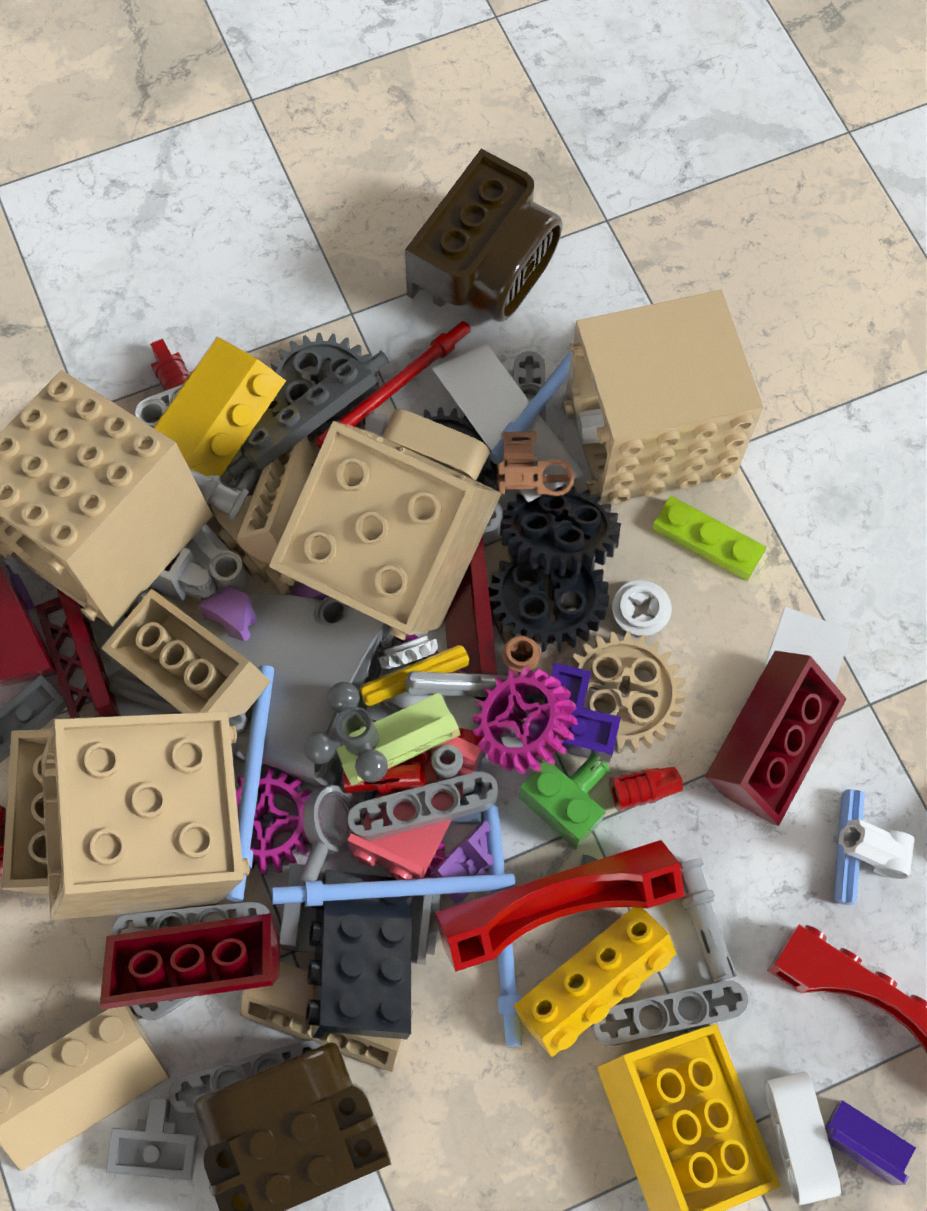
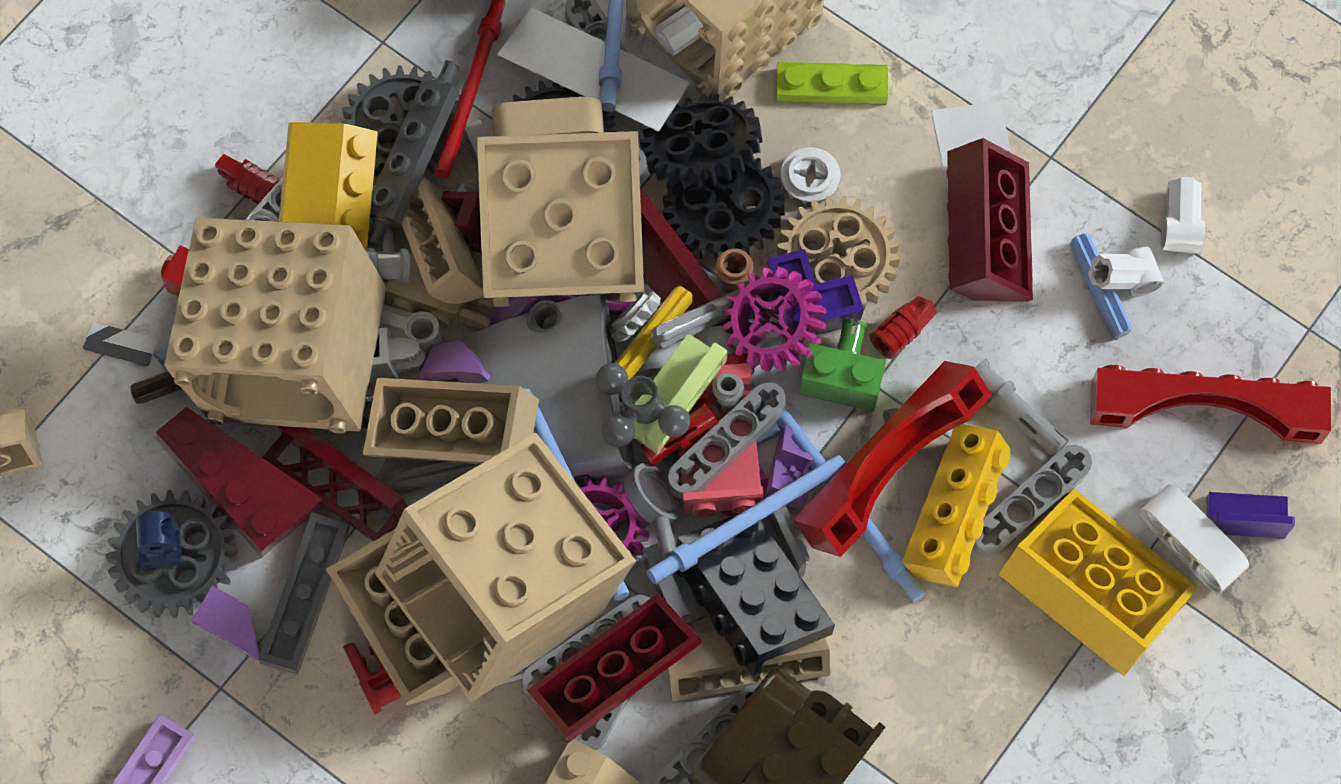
camera: 30 degrees left, 0 degrees up
(520, 468) = (644, 107): nougat piece -> none

